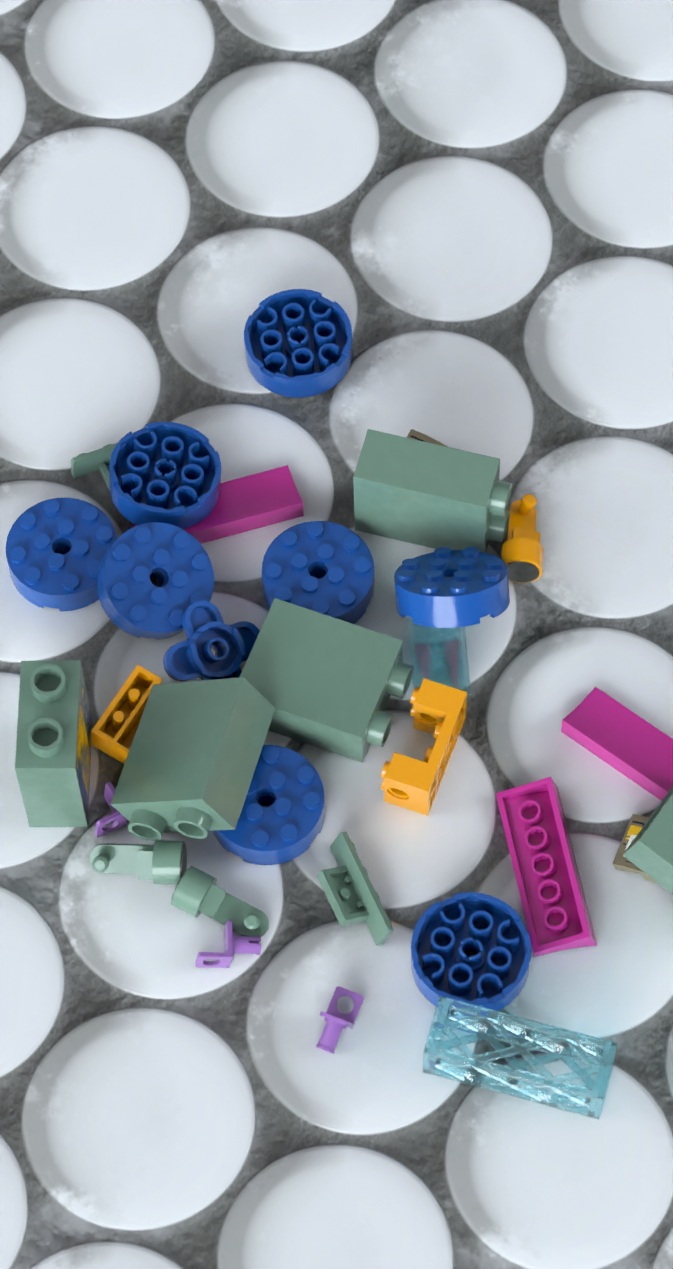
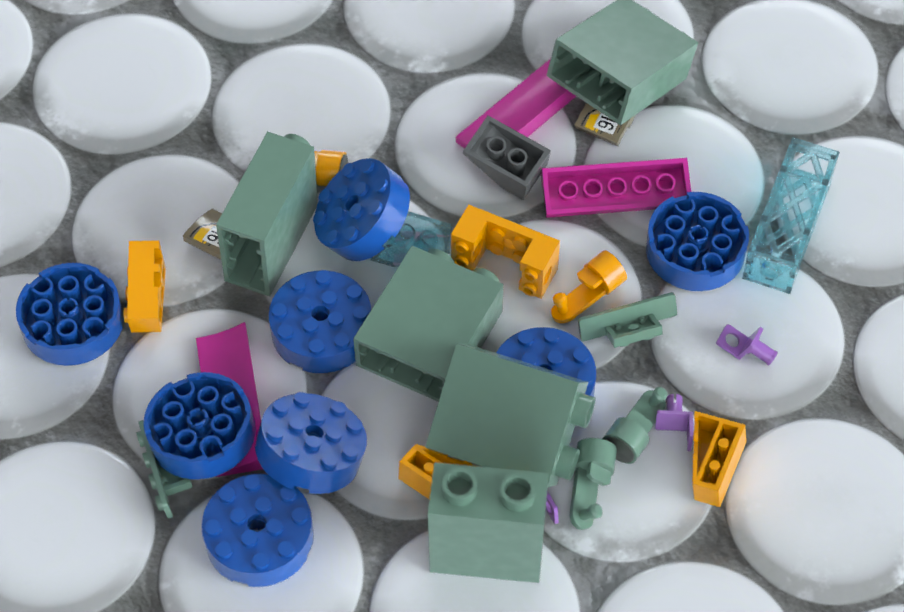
camera: 85 degrees left, 5 degrees down
(179, 985) = (715, 456): none -> light orange wedge
(205, 631) = (387, 405): blue plant -> none
(339, 405) = (145, 286): none -> light orange wedge
(404, 849) = (598, 279): none -> light orange piece
(558, 735) = (507, 156): none -> dark grey slope

